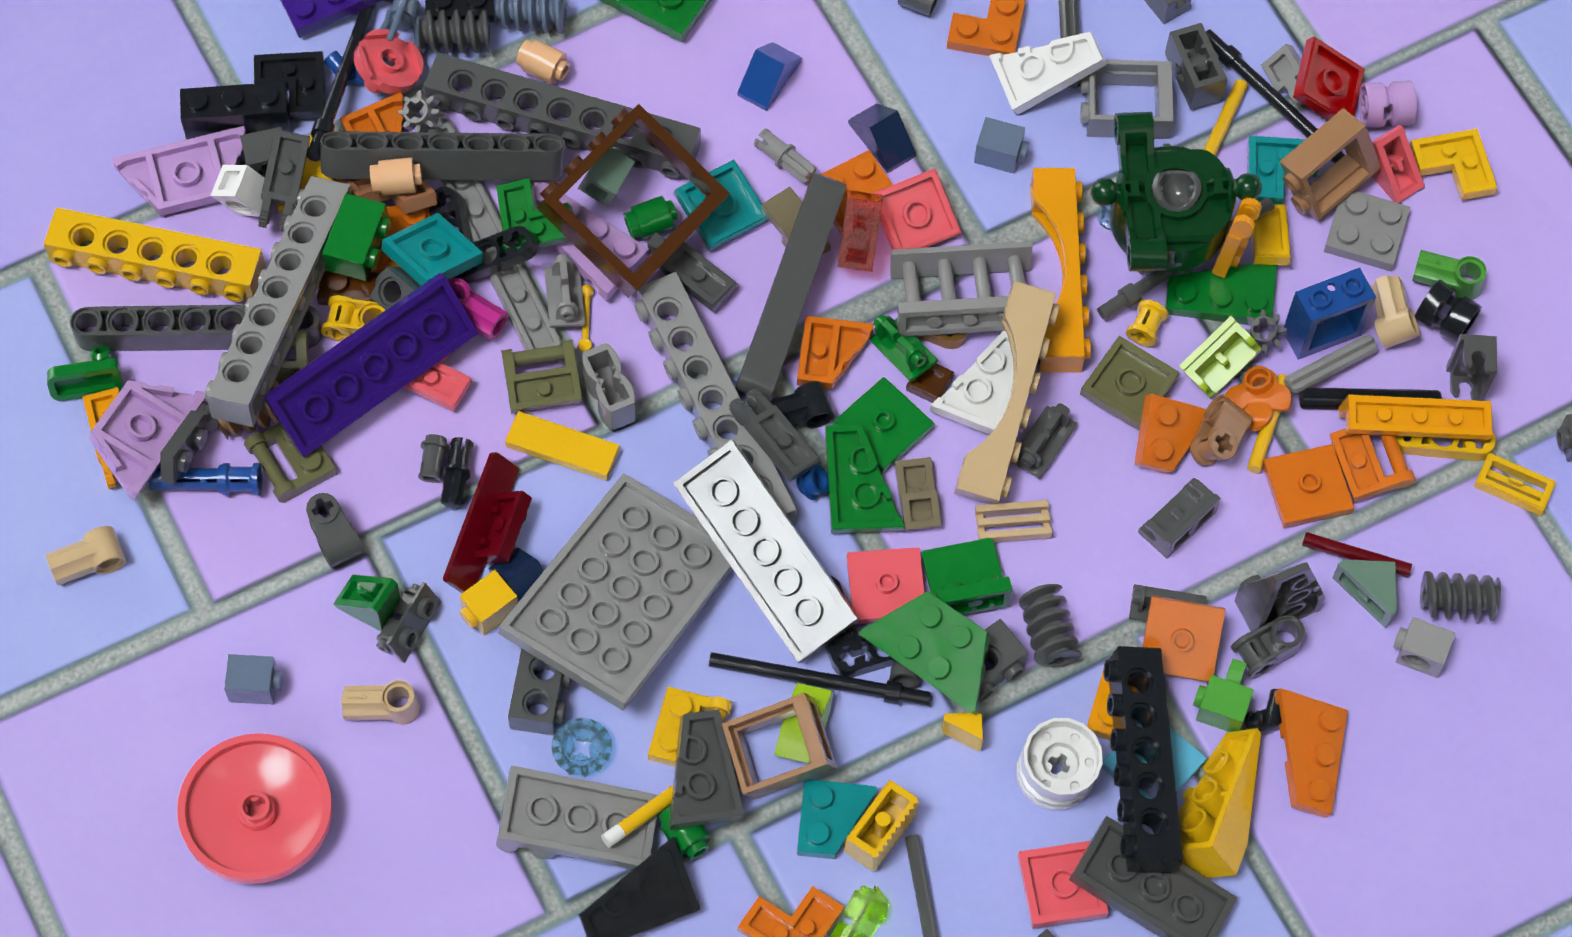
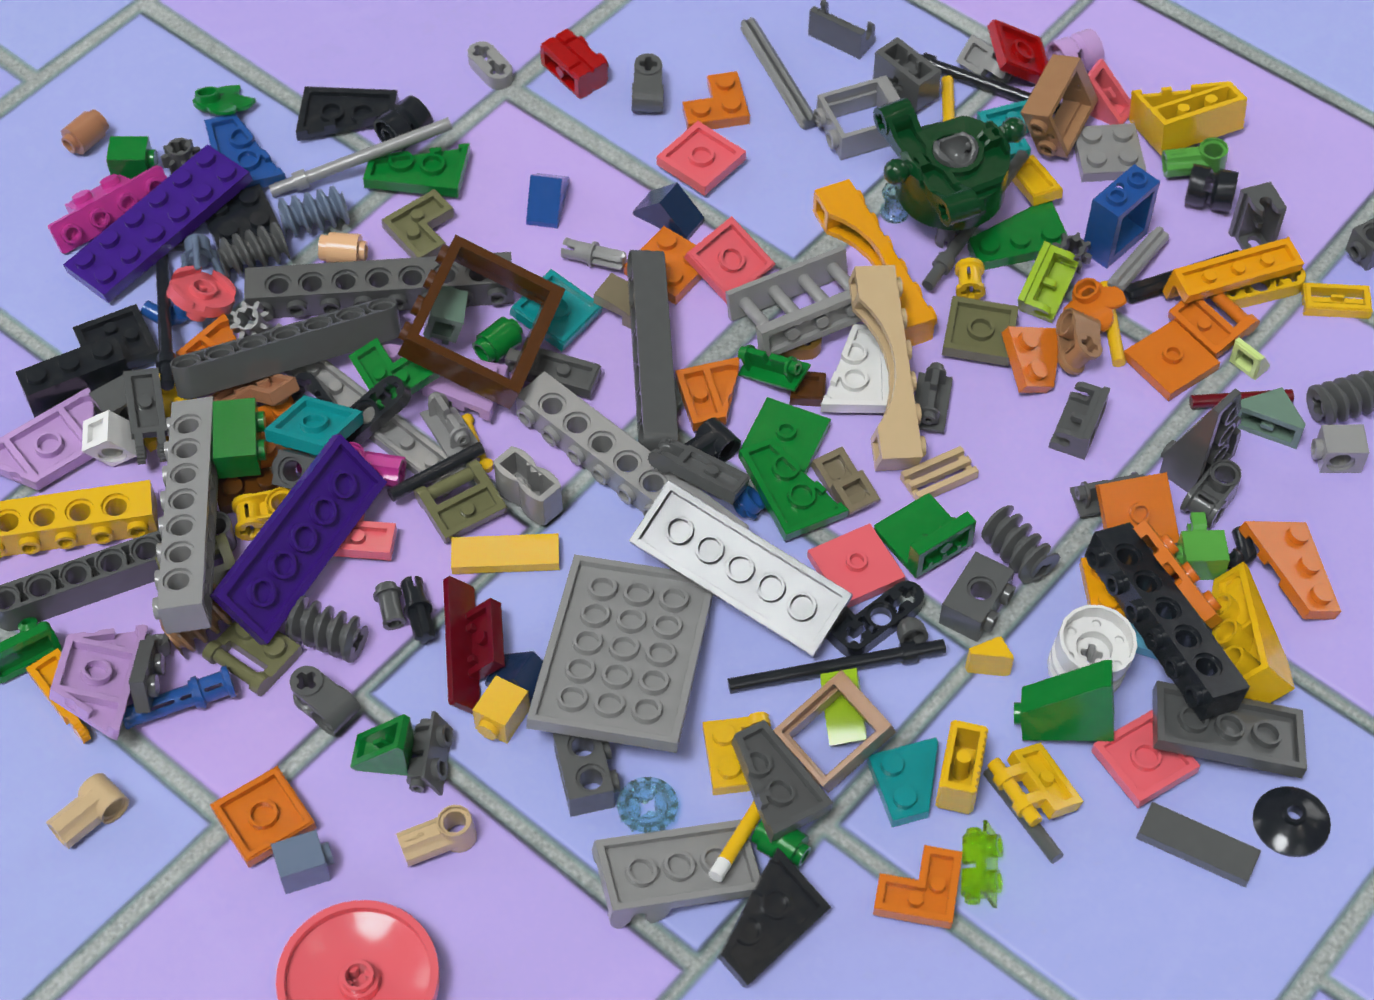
camera: 20 degrees left, 10 degrees down
(236, 621) = (262, 814): none -> orange plate
(362, 463) = (324, 631): none -> dark grey piece
(395, 176) = (253, 374): light nougat brick -> none
(531, 337) = (436, 471): none -> black bar
(623, 56) = (414, 224): none -> olive plate
(859, 231) = (691, 284): clear red brick -> none
(936, 646) = (933, 592): green wing -> none
(942, 85) = (701, 158): none -> coral plate
(954, 867) = (1042, 778): none -> yellow plate
(1001, 145) = (775, 186): sand blue brick -> none
(1010, 809) = (1069, 706): none -> green slope
(1045, 70) = (783, 118): white wing -> none
(1180, 705) = (1184, 575): none -> orange wing
(1237, 236) = (1021, 163): light orange hinge -> none
(1386, 515) = (1248, 359): none -> yellowish green slope
(1395, 318) = (1172, 207): tan piece -> none
(1460, 153) = (1152, 73): yellow plate -> none
(1468, 221) = (1187, 116): none -> yellow wedge

